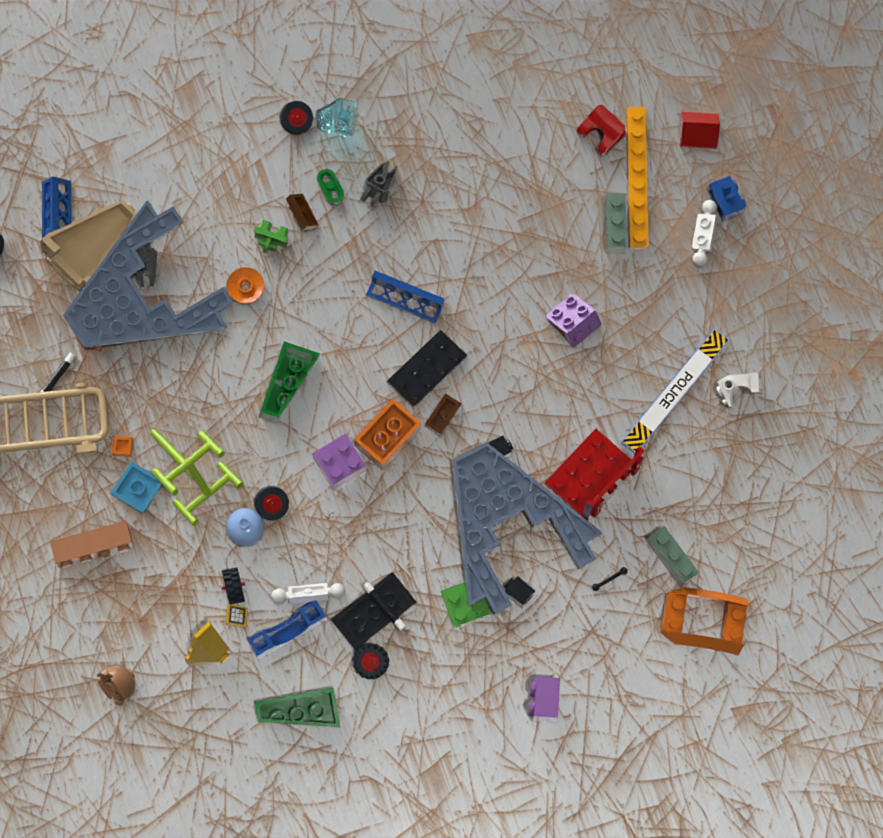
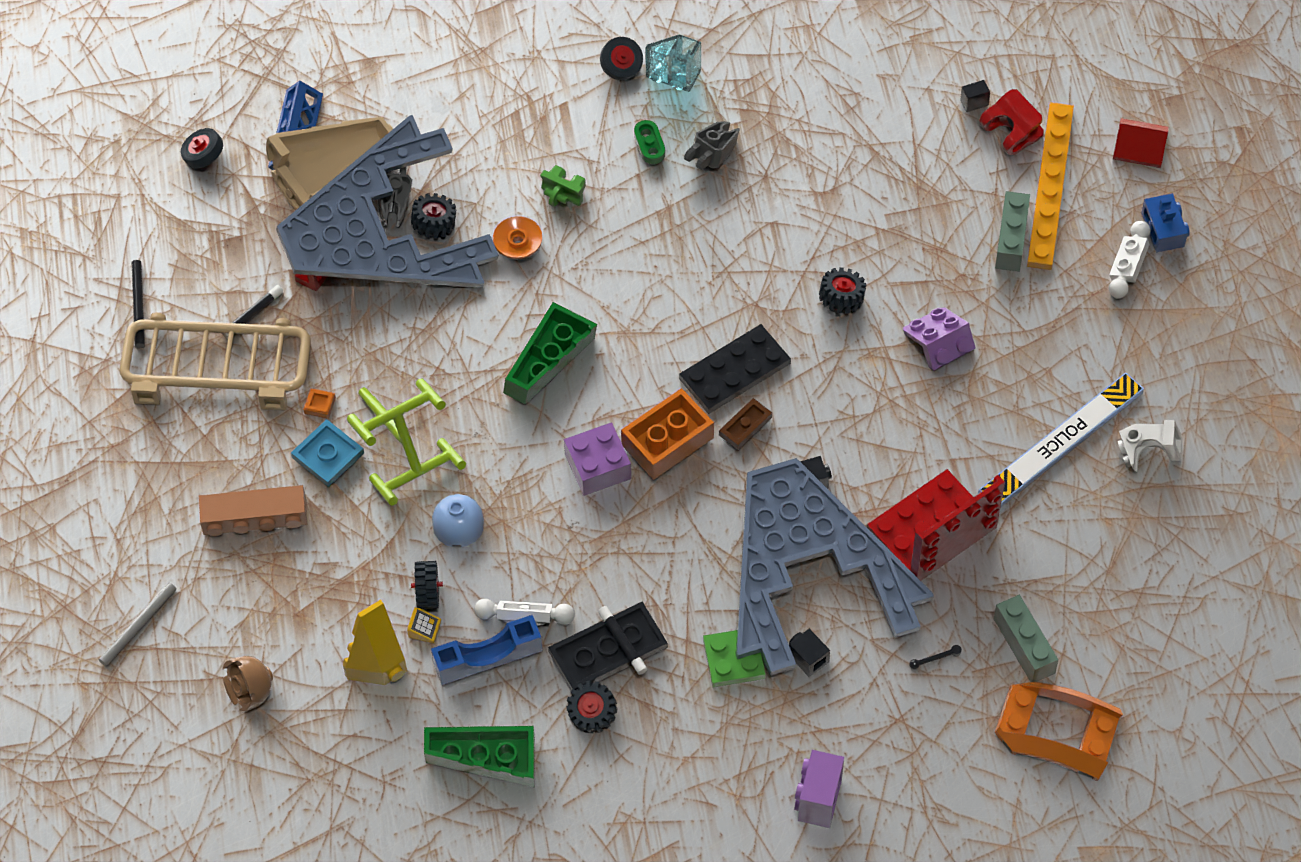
camera: 15 degrees right, 15 degrees down
(25, 648) = (137, 624): none -> light grey bar
(178, 276) = (433, 215): none -> black wheel
(271, 503) = (498, 495): black wheel -> none
(302, 212) = (607, 165): reddish brown plate -> none
(409, 291) = (728, 273): blue fence -> none
(496, 293) = (842, 290): none -> black wheel
(570, 110) = (975, 95): none -> black piece

